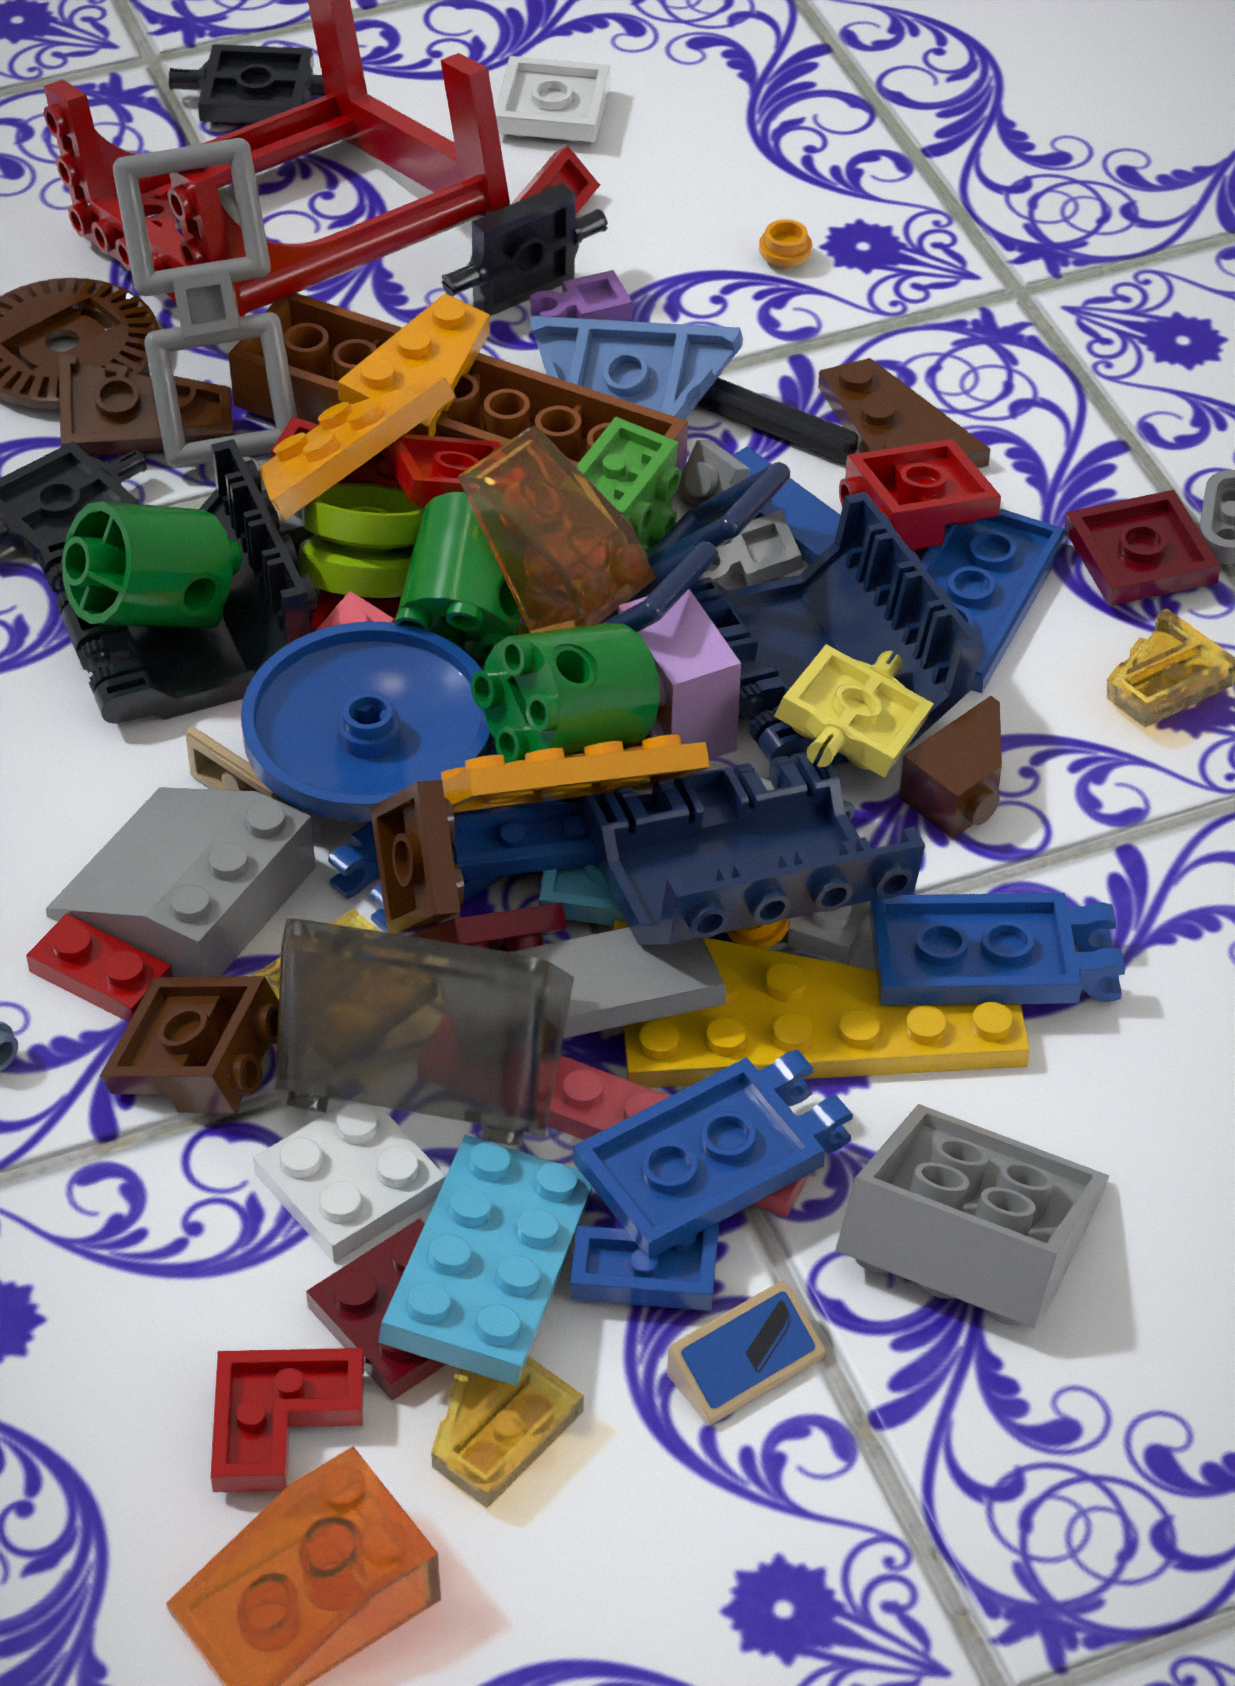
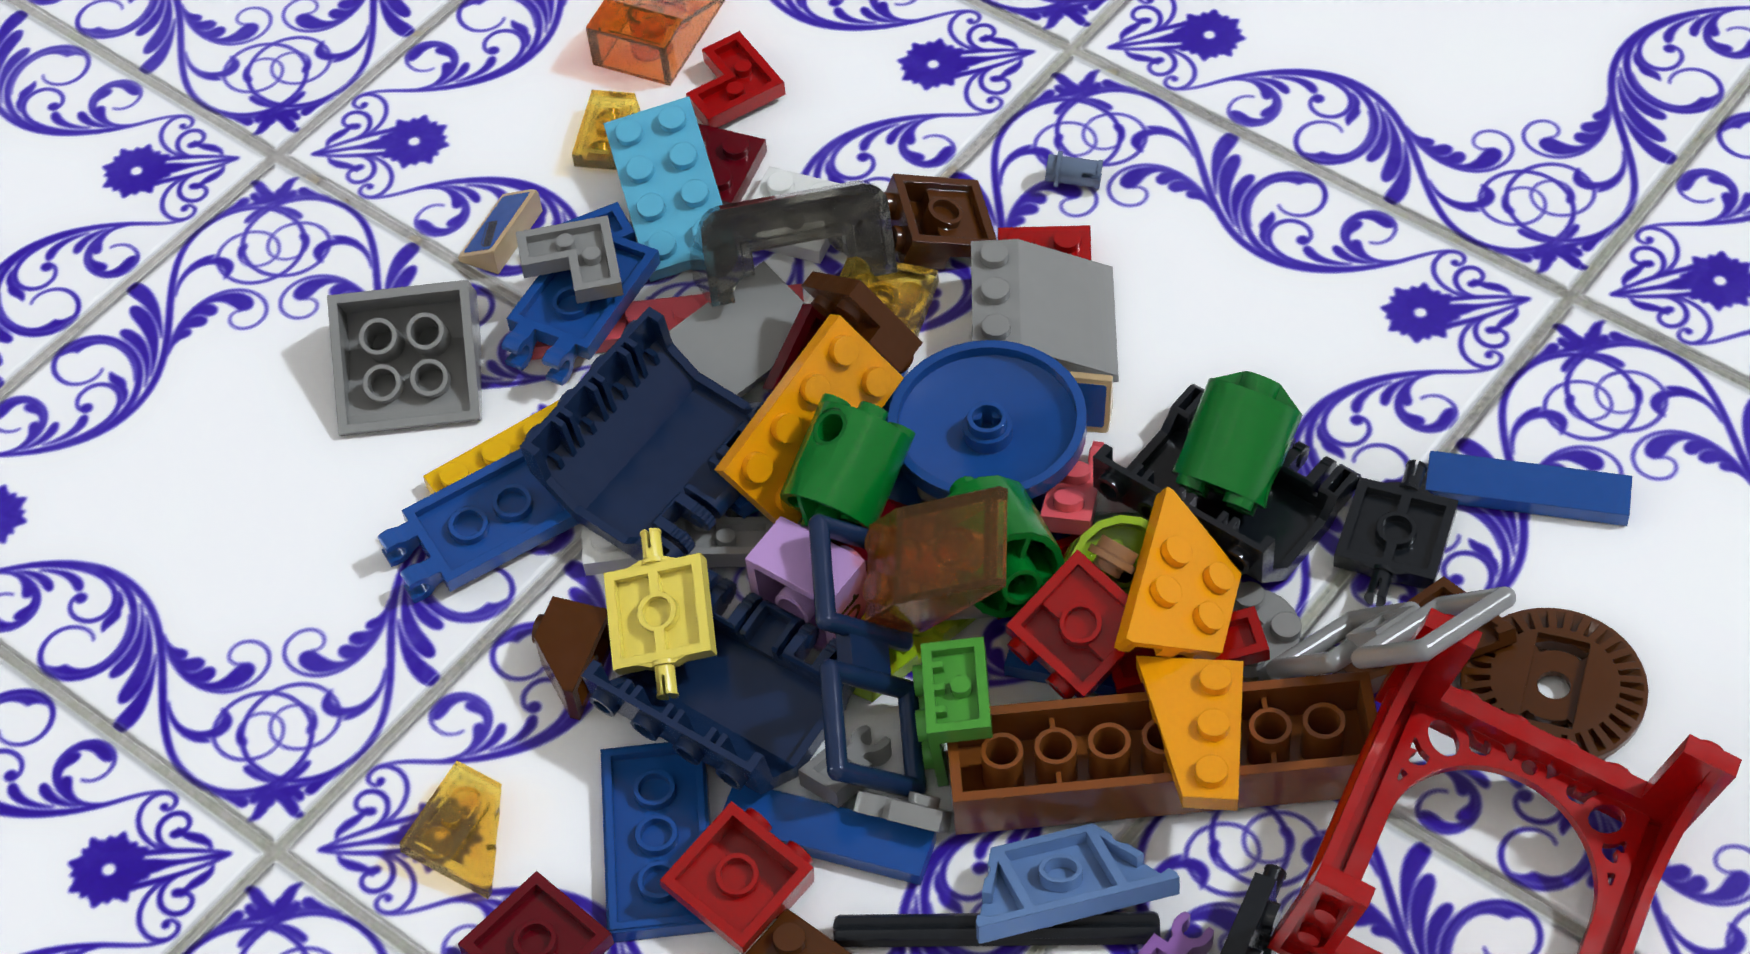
camera: 155 degrees right, 5 degrees up
(380, 479) = (1113, 557): none -> medium nougat plate
(681, 1164) = (576, 246): none -> light grey plate

